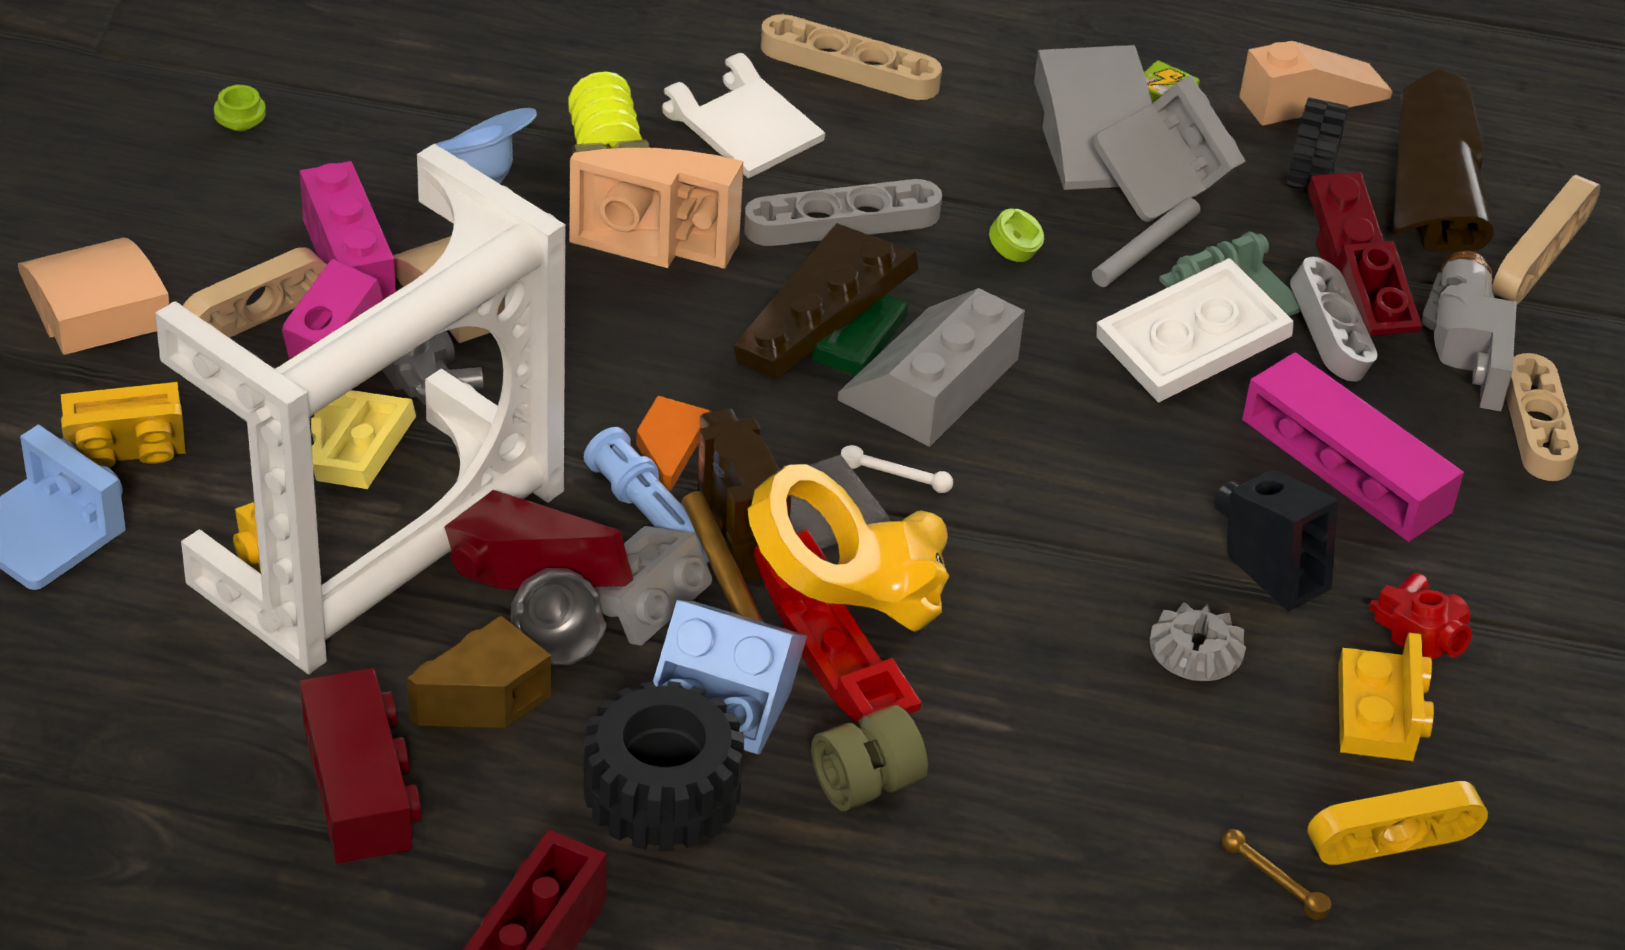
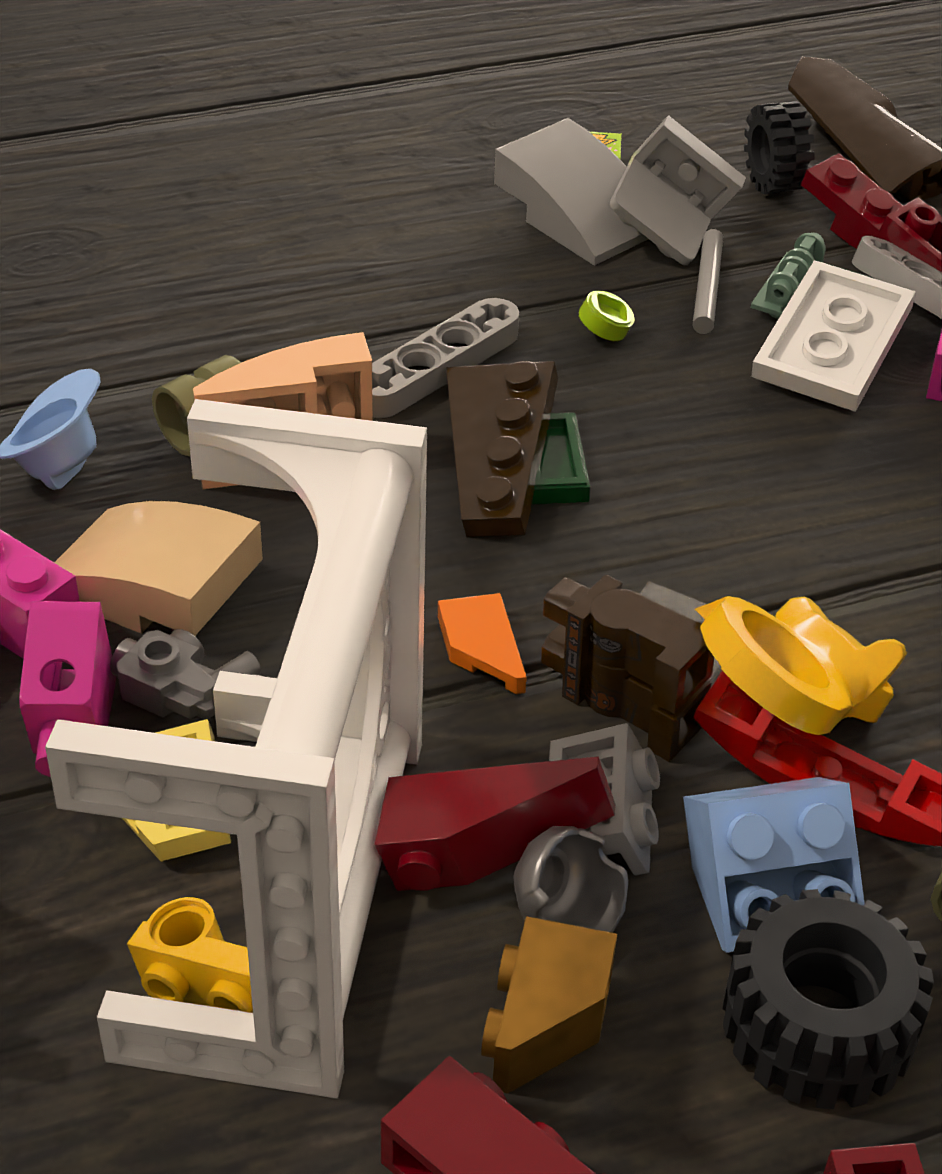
camera: 30 degrees left, 0 degrees up
(603, 110) = (147, 350): neon yellow piece -> none
(636, 480) = (499, 698): light blue pin -> none
(720, 556) = (664, 738): pearl gold bar -> none
(746, 123) = (268, 308): white flag -> none
(902, 72) = (315, 220): tan beam -> none
(939, 365) = (654, 456): light grey slope -> none
(940, 481) = (756, 566): white hinge -> none
(1287, 73) = (705, 104): light nougat slope -> none

